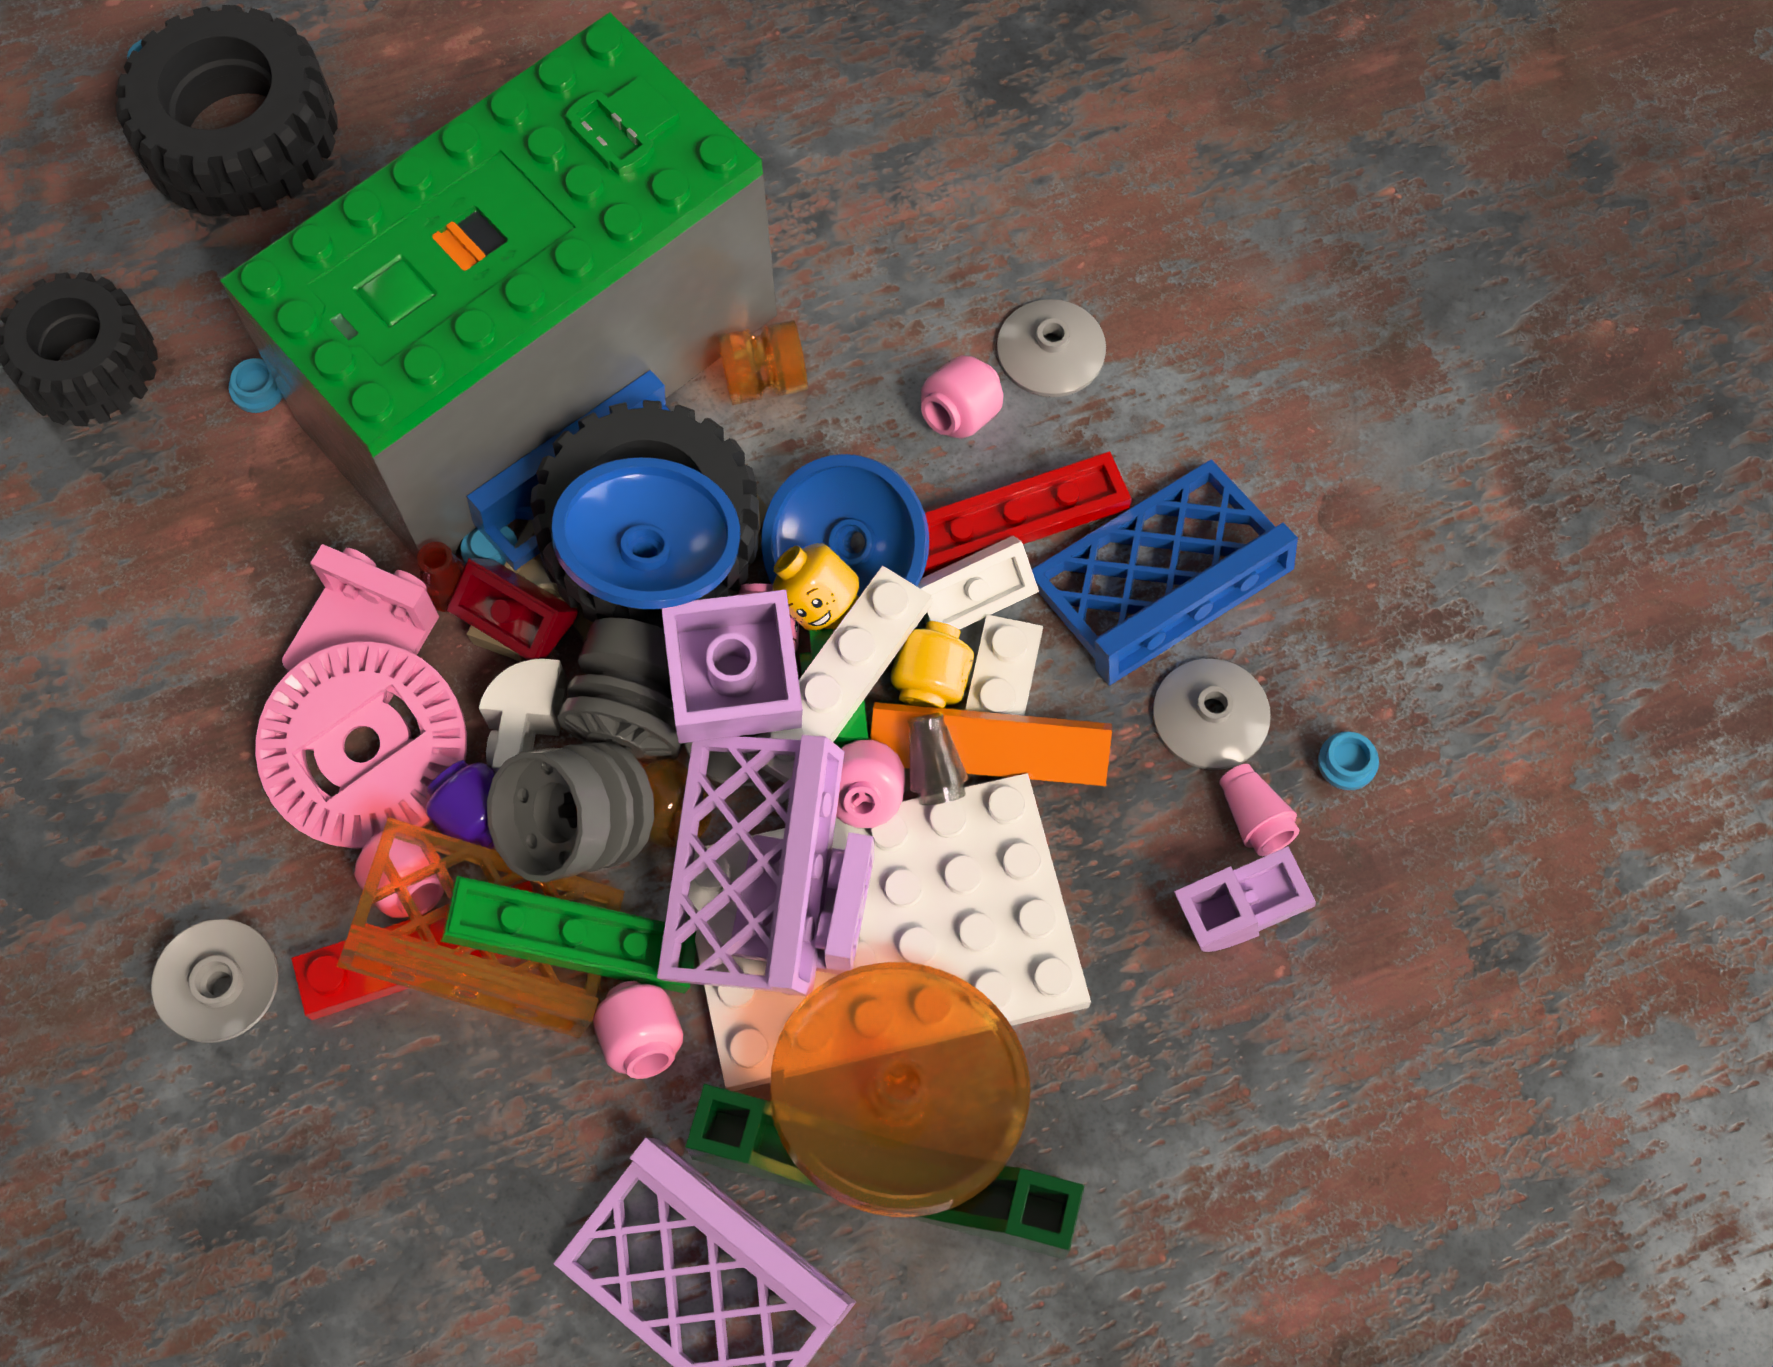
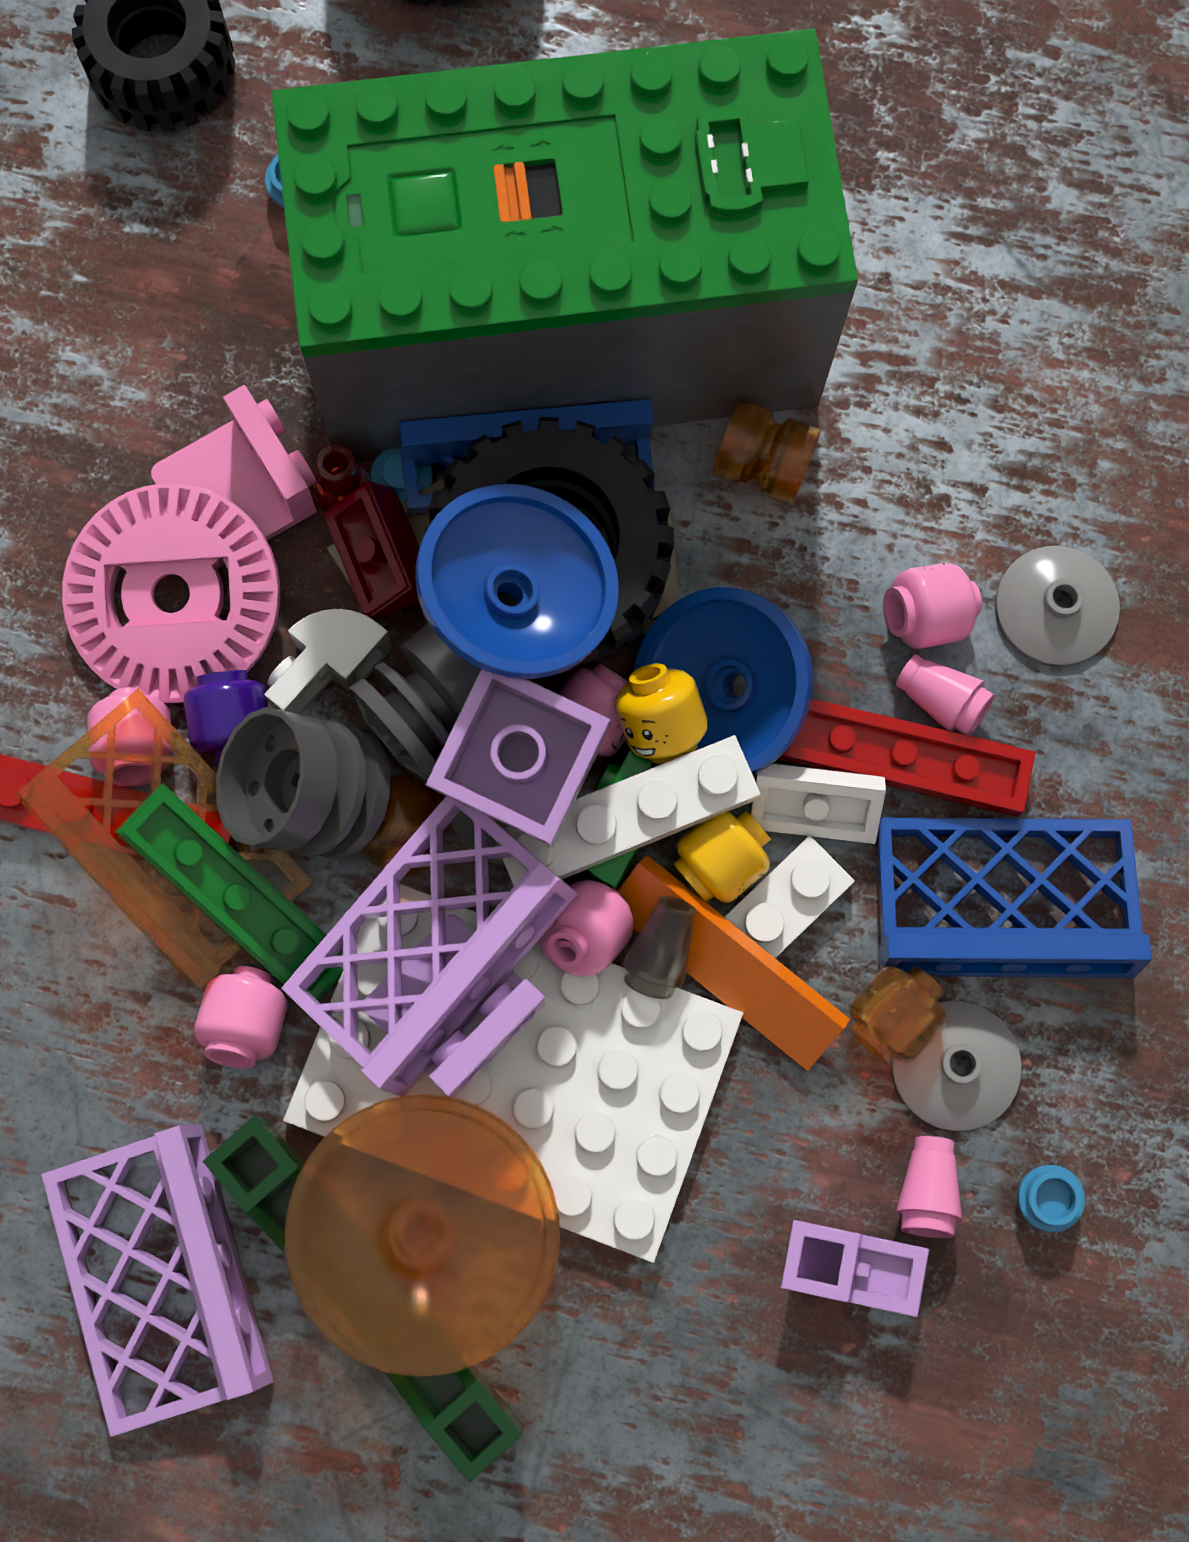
camera: 30 degrees right, 10 degrees up
(1015, 453) = (946, 694): none -> bright pink cone
(1143, 697) = (897, 1014): none -> clear orange head

